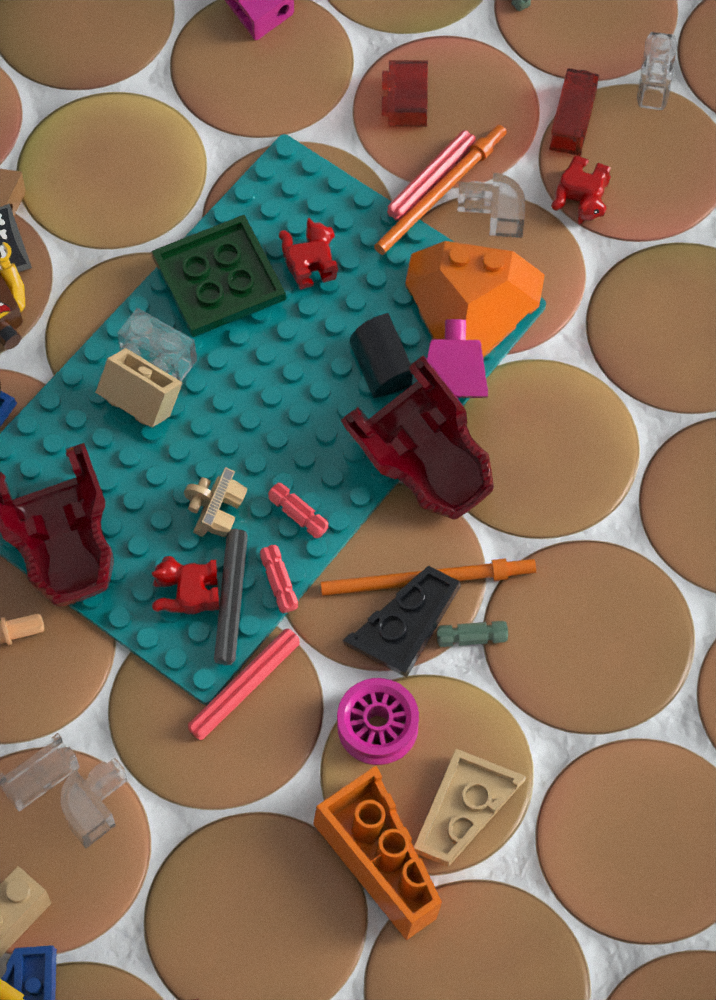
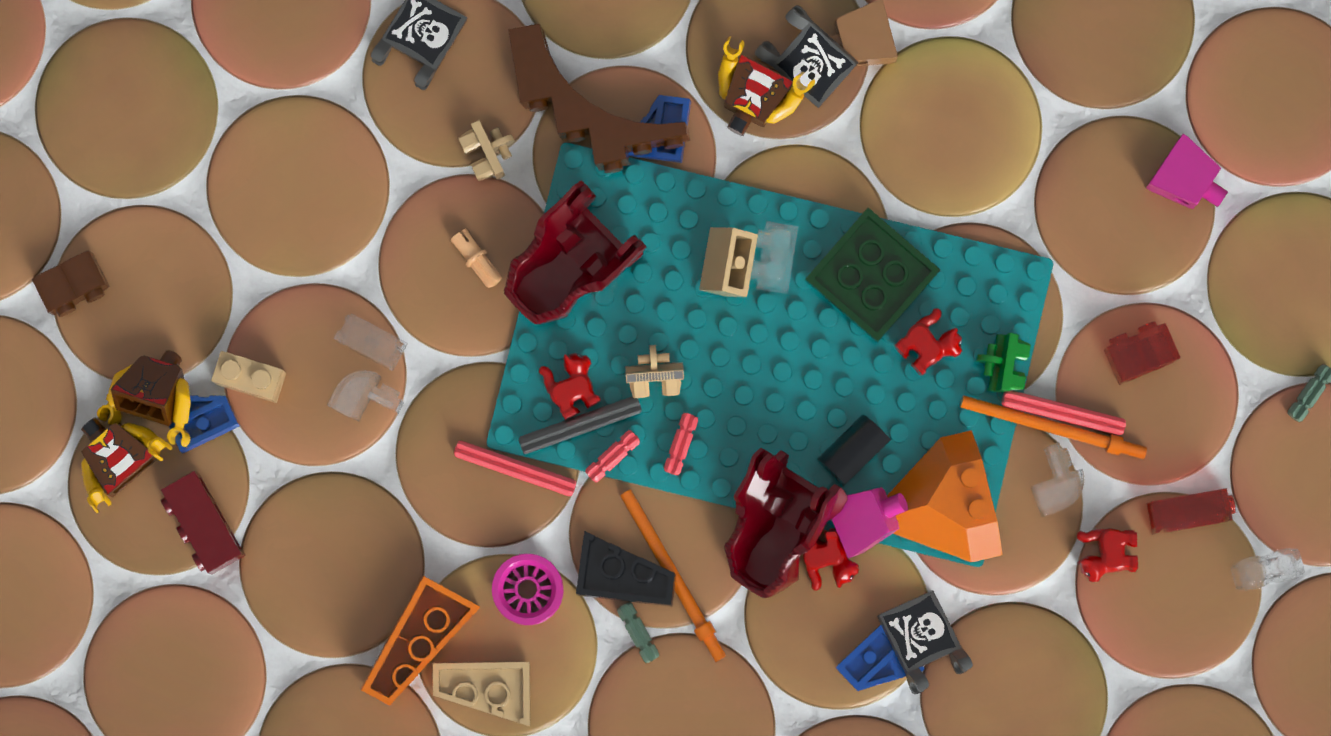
camera: 70 degrees right, 20 degrees up
(360, 198) = (1000, 363): none -> green hips
(494, 415) = (829, 554): none -> red animal
(598, 374) = (920, 636): none -> flag
(600, 423) = (872, 662): none -> blue wing

